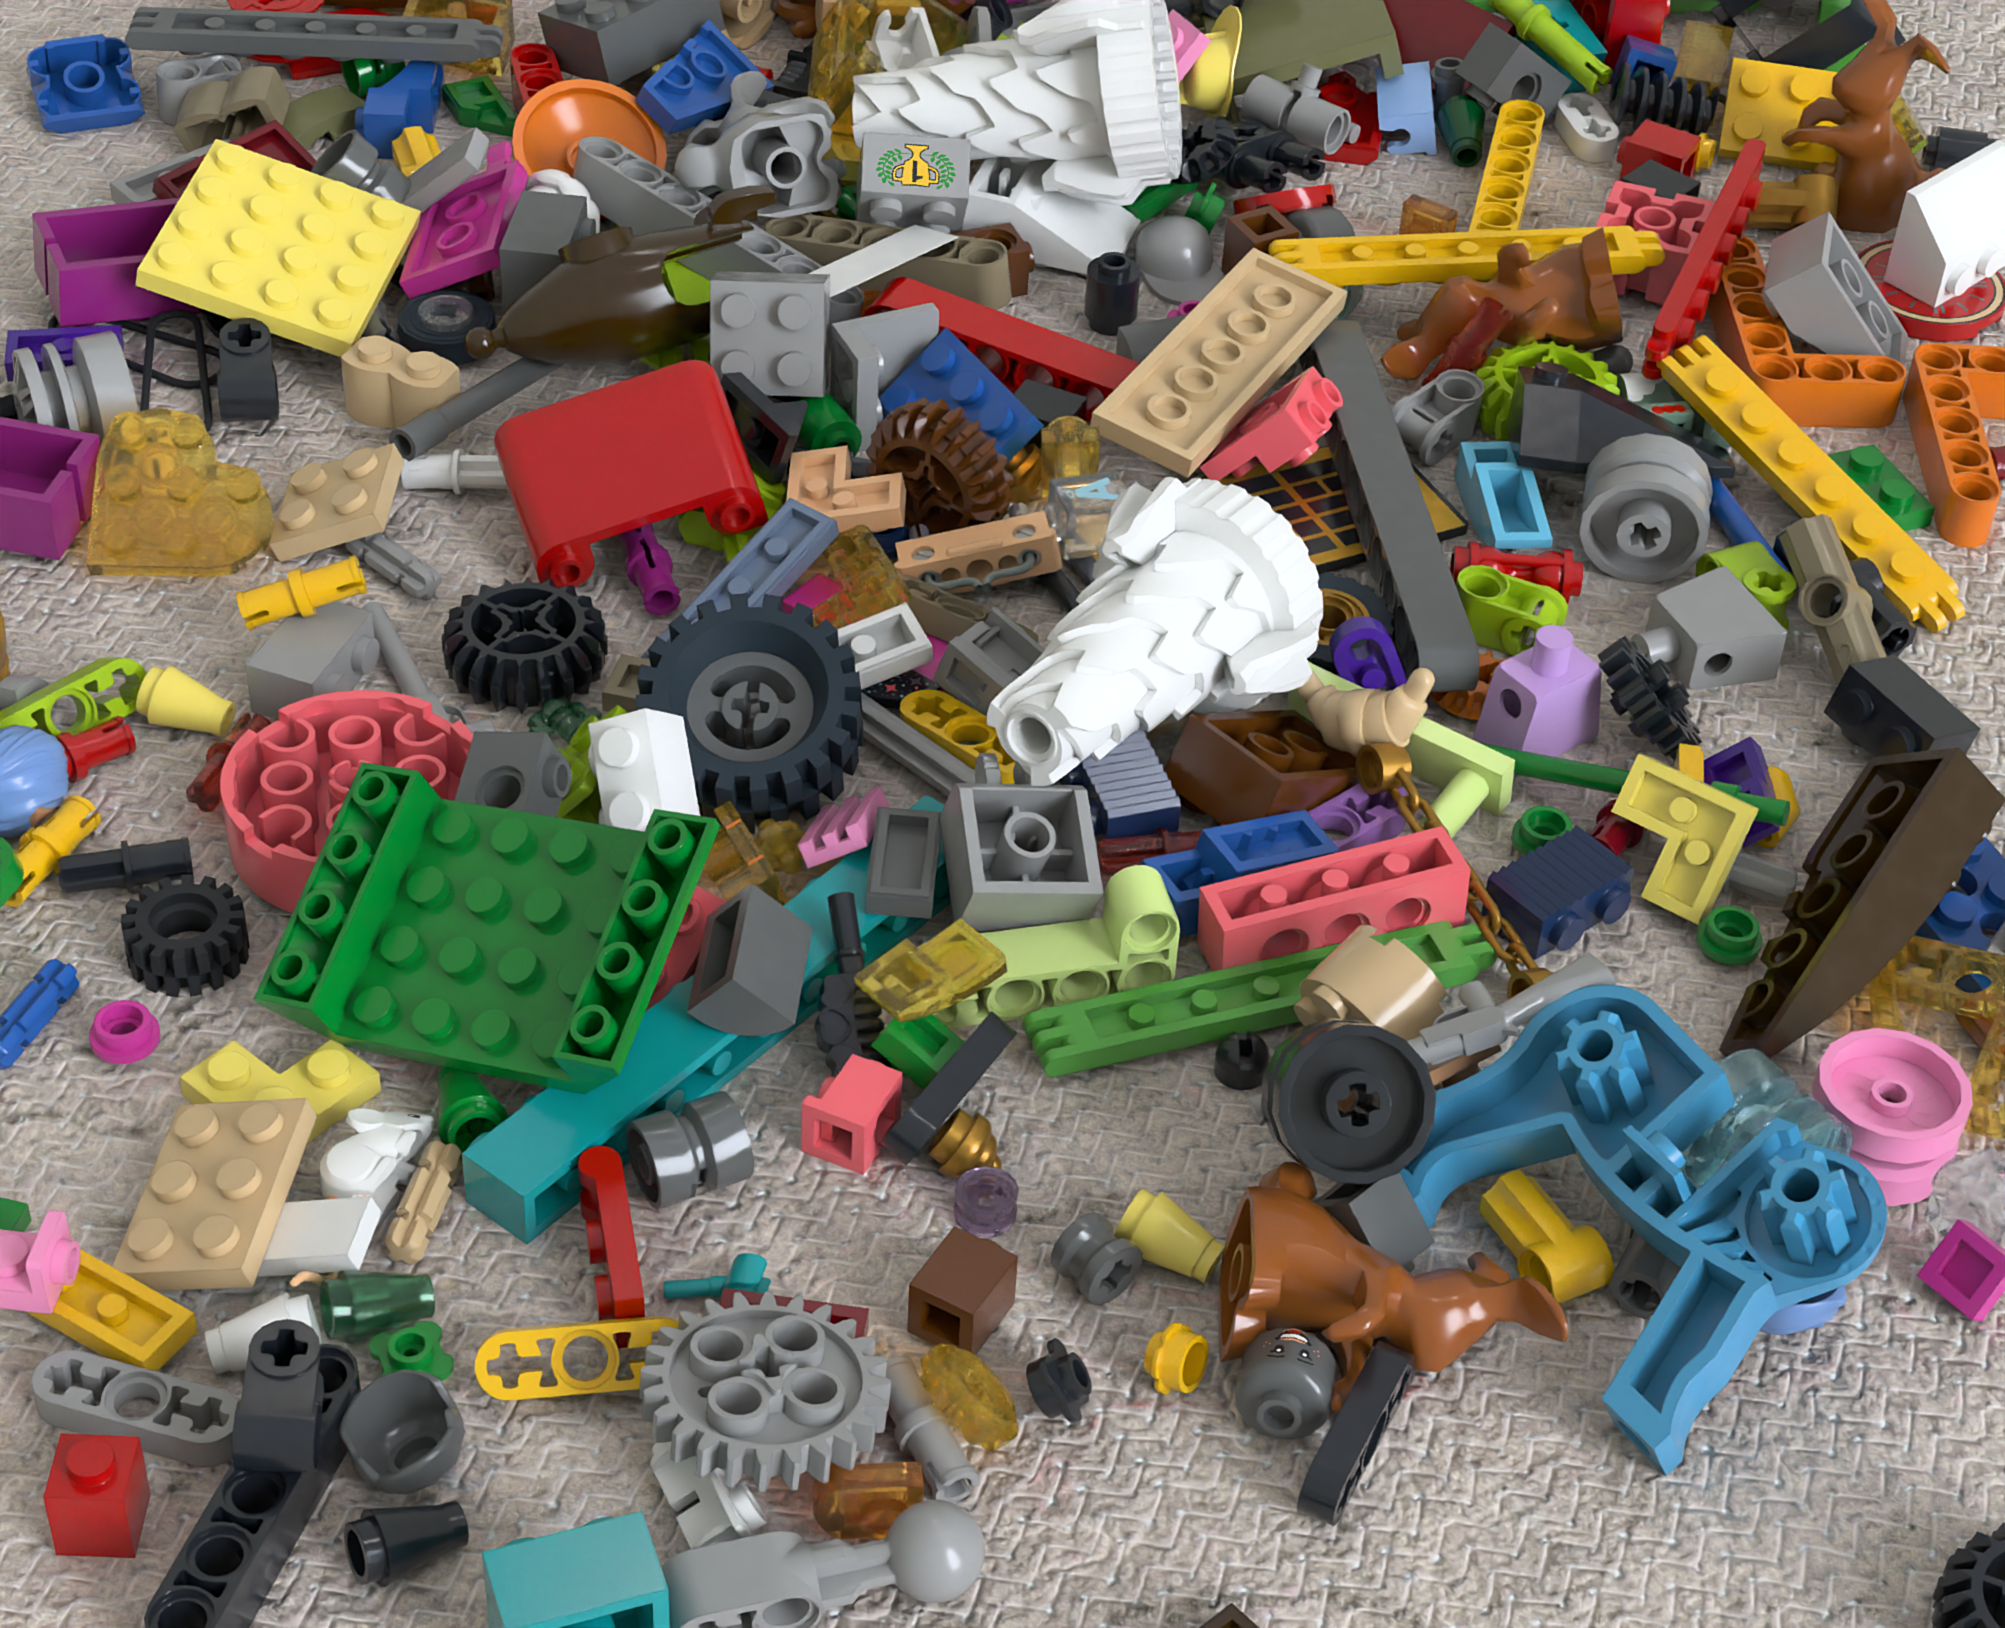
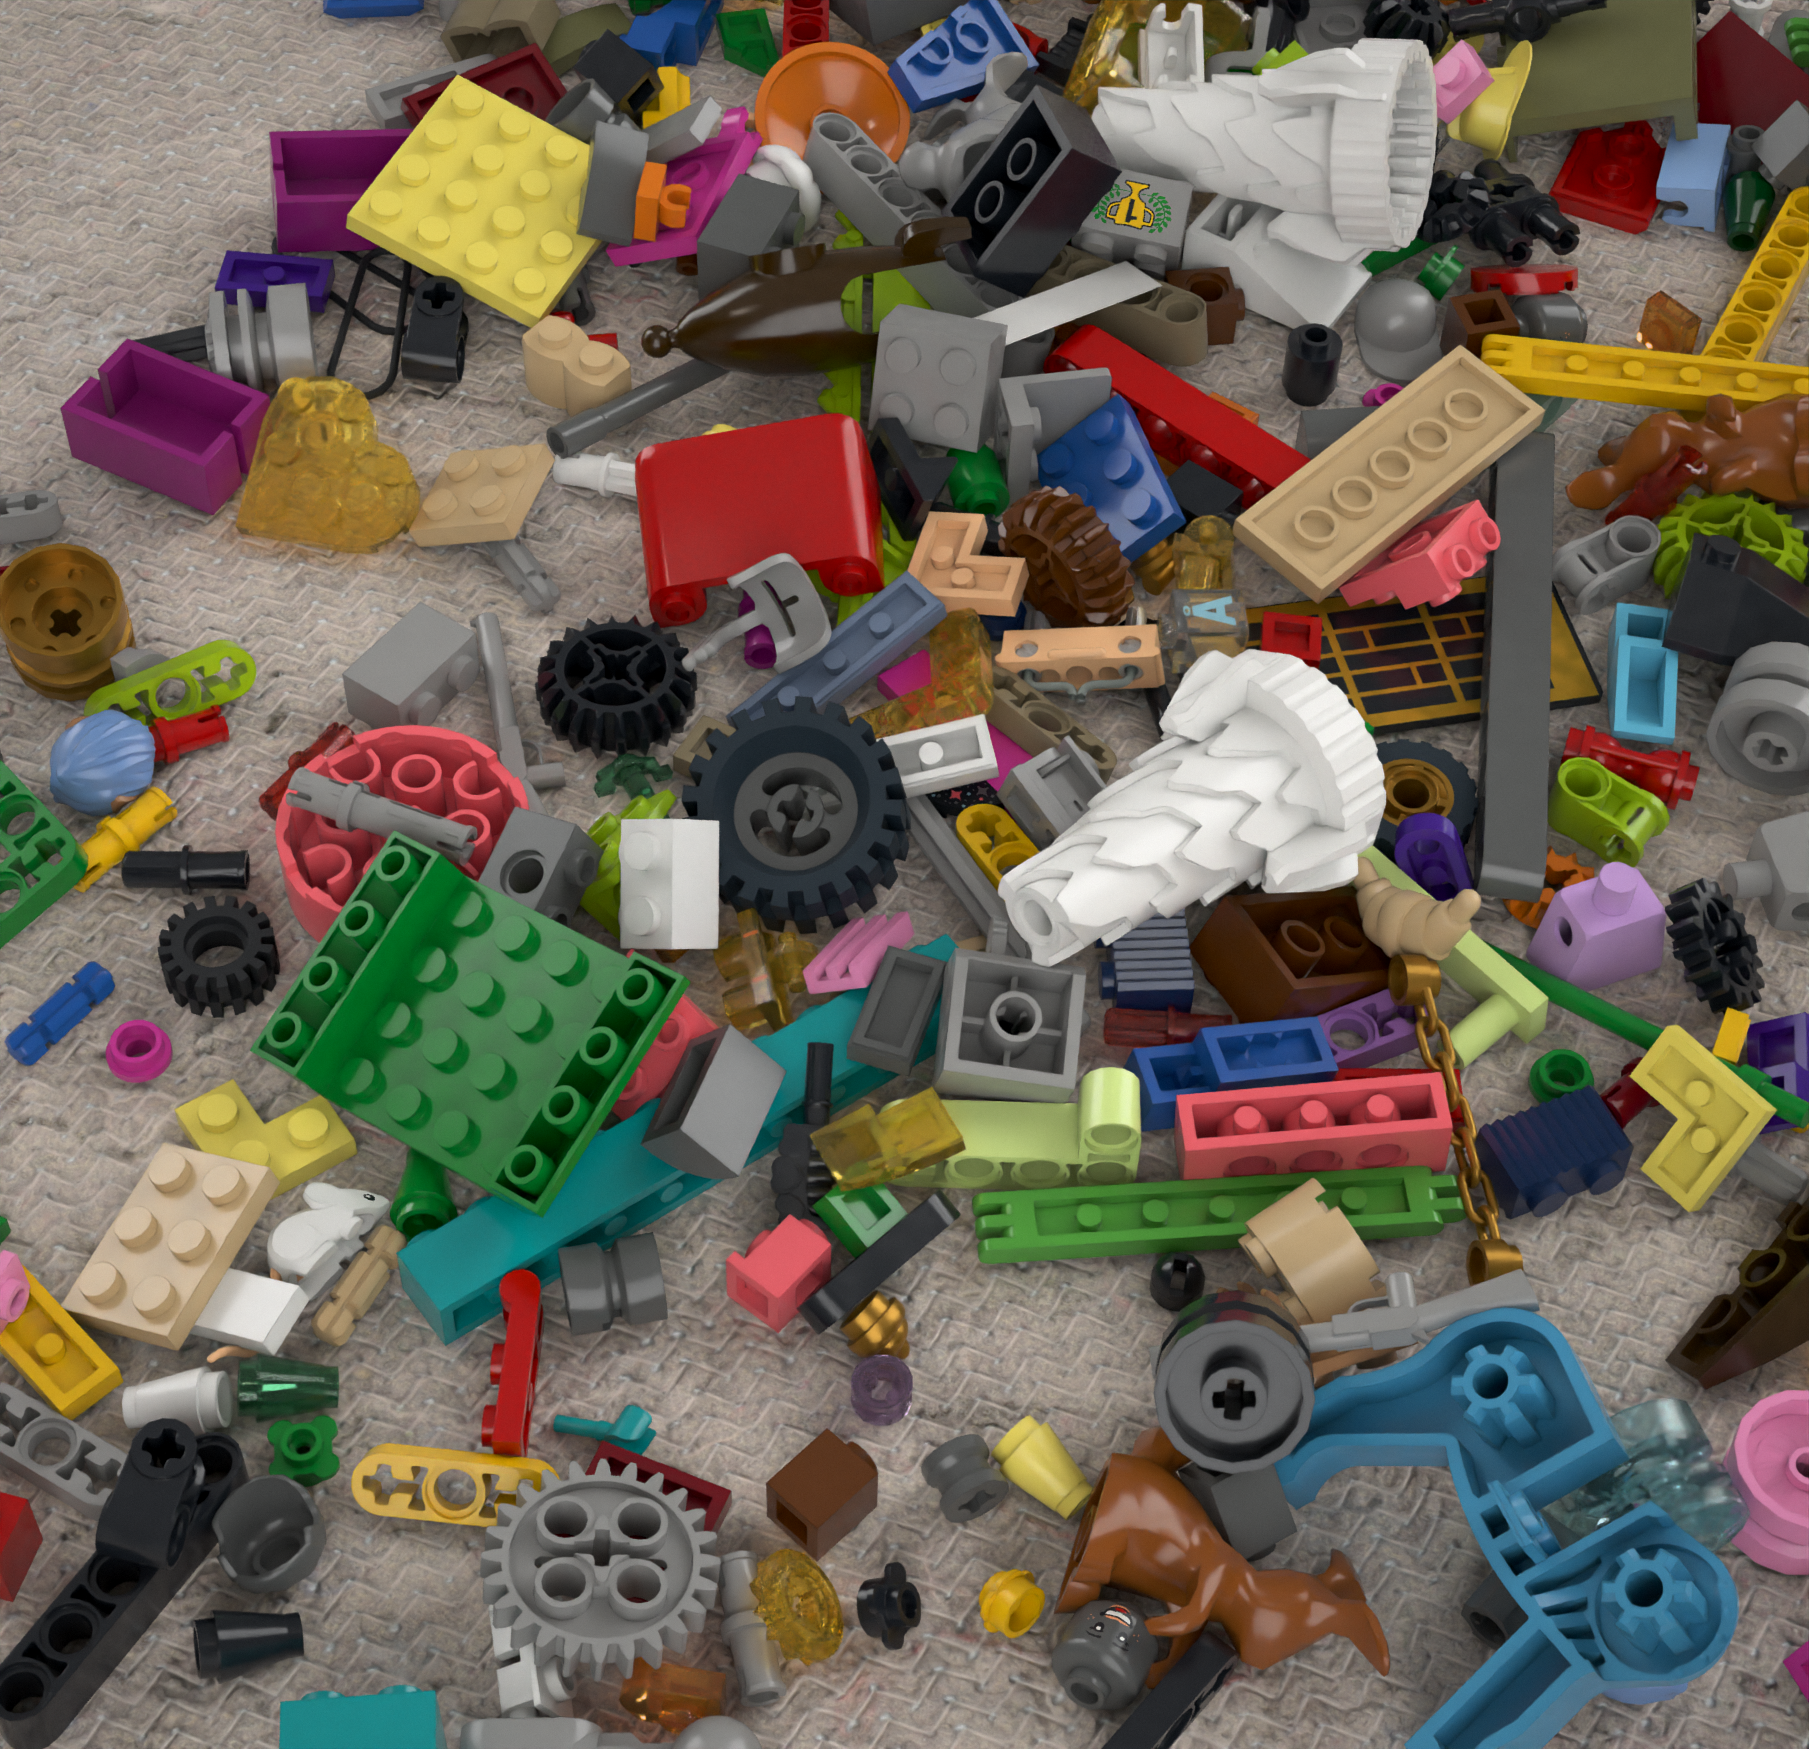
camera: 15 degrees right, 10 degrees up
(183, 703) = (280, 696): light yellow cone -> none
(301, 592) = (410, 606): yellow pin -> none
(310, 763) = (357, 807): none -> light grey pin
(377, 121) = (620, 73): none -> black slope
(399, 215) = (612, 183): none -> dark grey slope
(441, 321) = (638, 298): black wheel -> none
(449, 225) = (659, 202): none -> orange tile
(702, 550) = (807, 614): none -> light grey helmet
(820, 162) = (1032, 191): none -> black brick
(1300, 110) = (1569, 172): light grey pin -> none
(1544, 1240) = (1414, 1565): yellow piece -> none
(1730, 936) = (1723, 1221): green plate -> none

